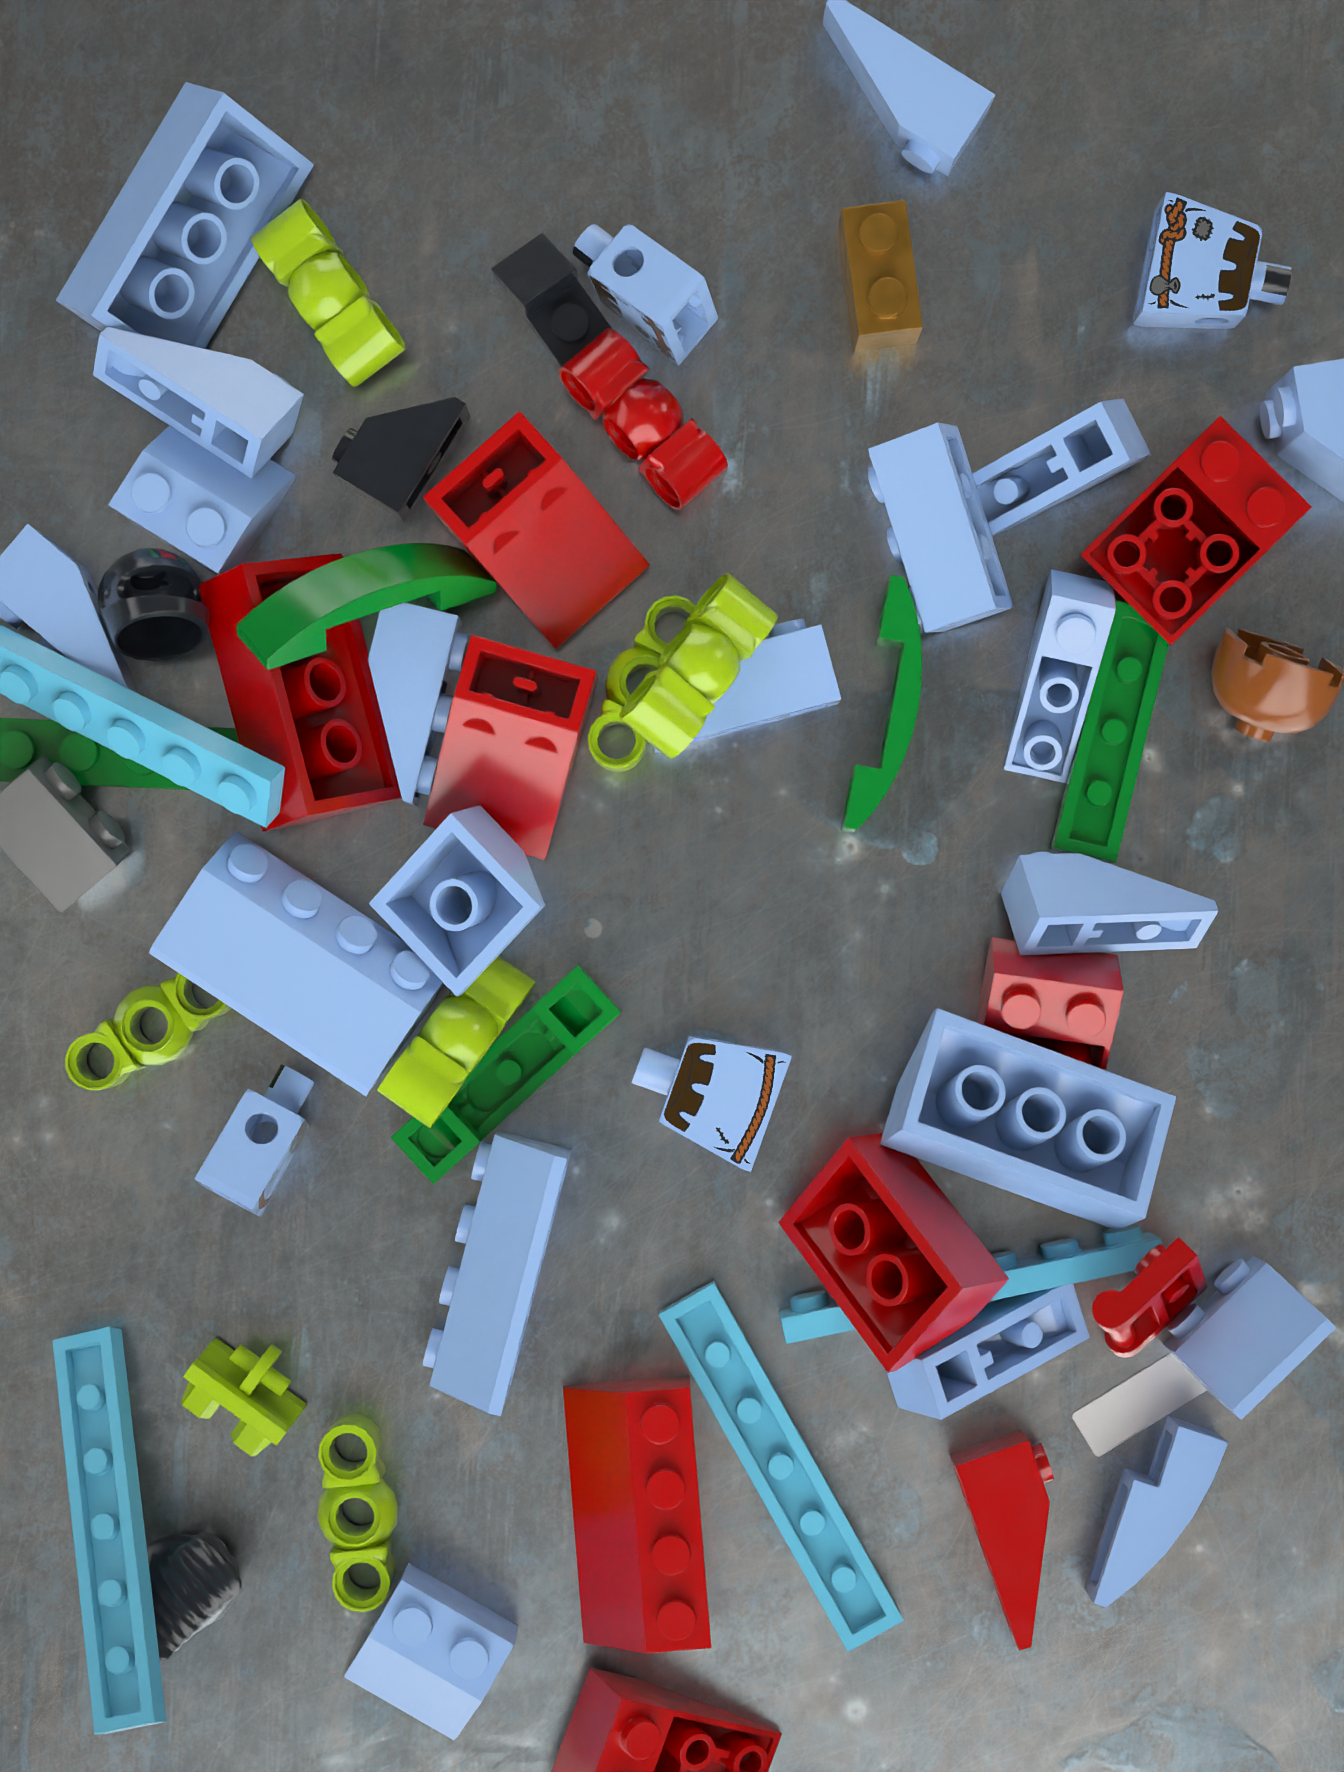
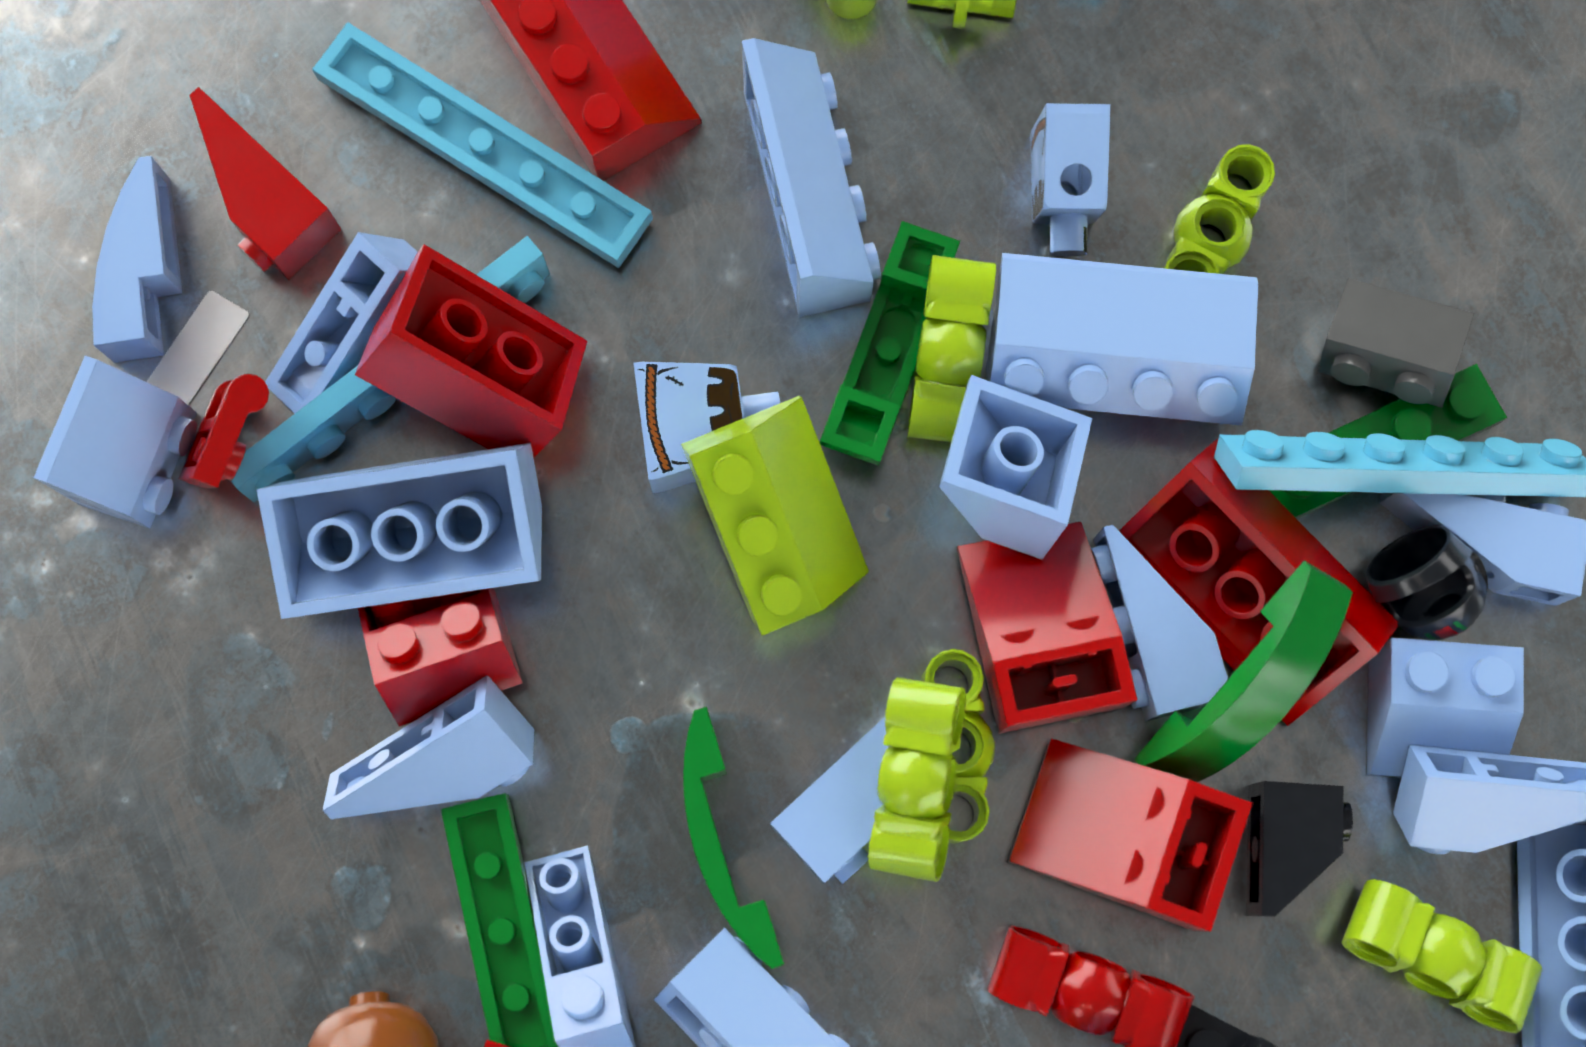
camera: 150 degrees right, 10 degrees down
(693, 965) = (777, 514): none -> lime slope

